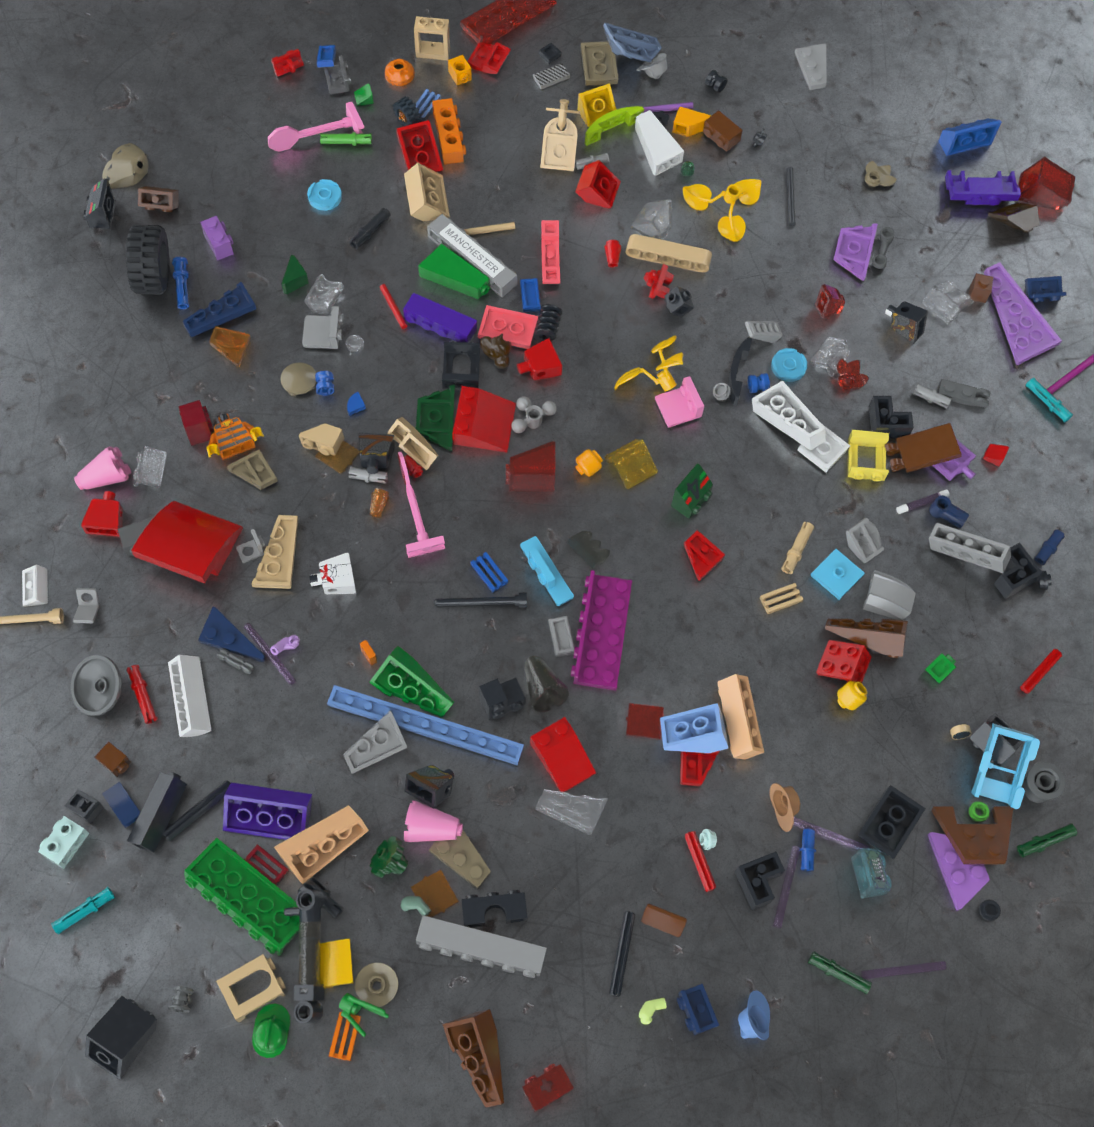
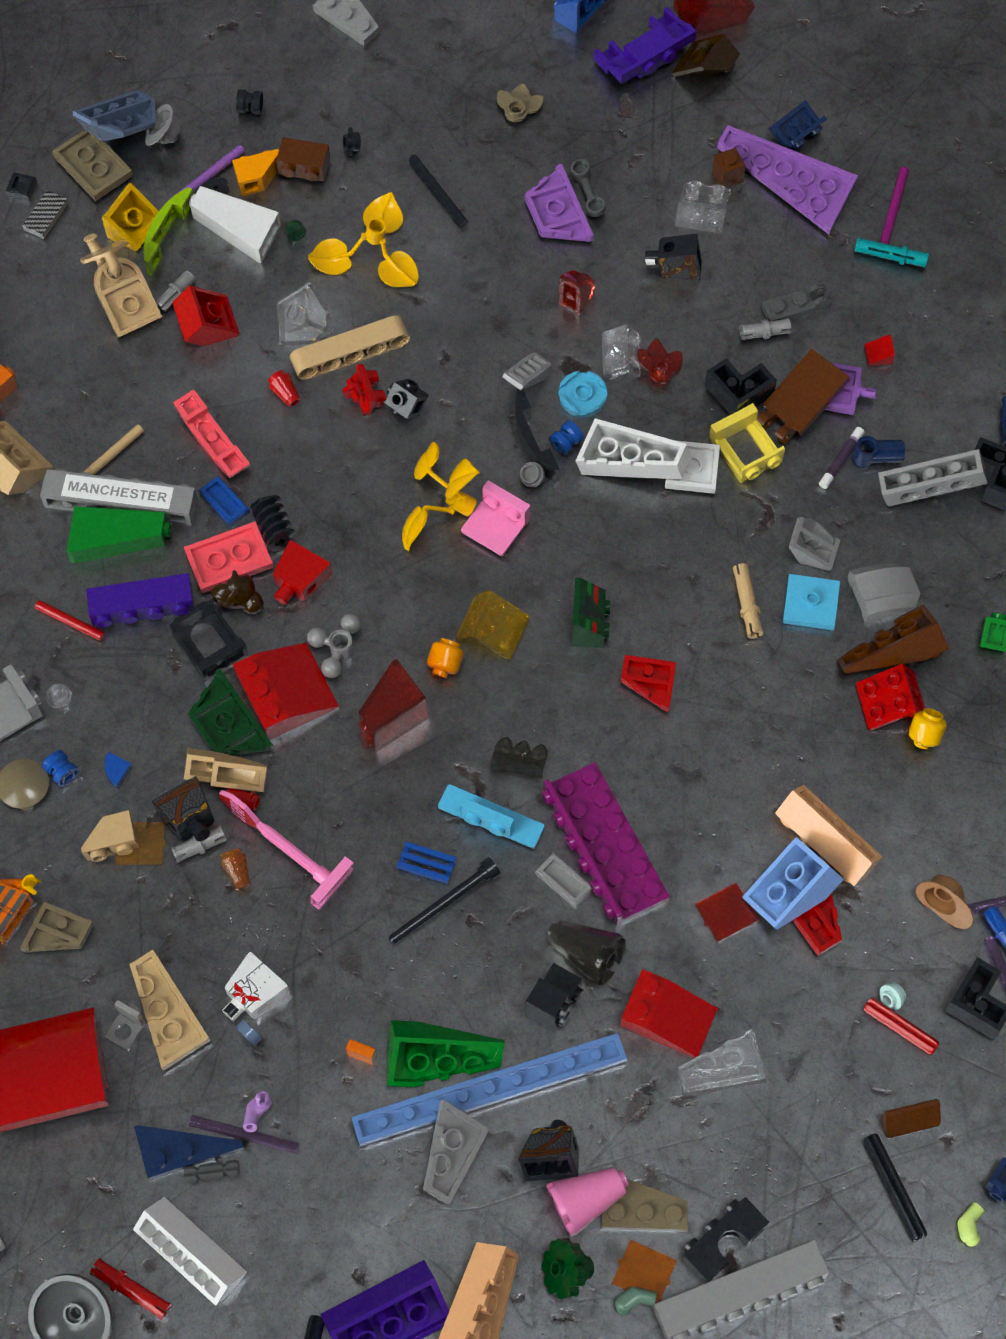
camera: 30 degrees left, 0 degrees up
(314, 598) = (248, 1032): none -> sand blue tile
(792, 587) = (782, 653): tan tile -> none

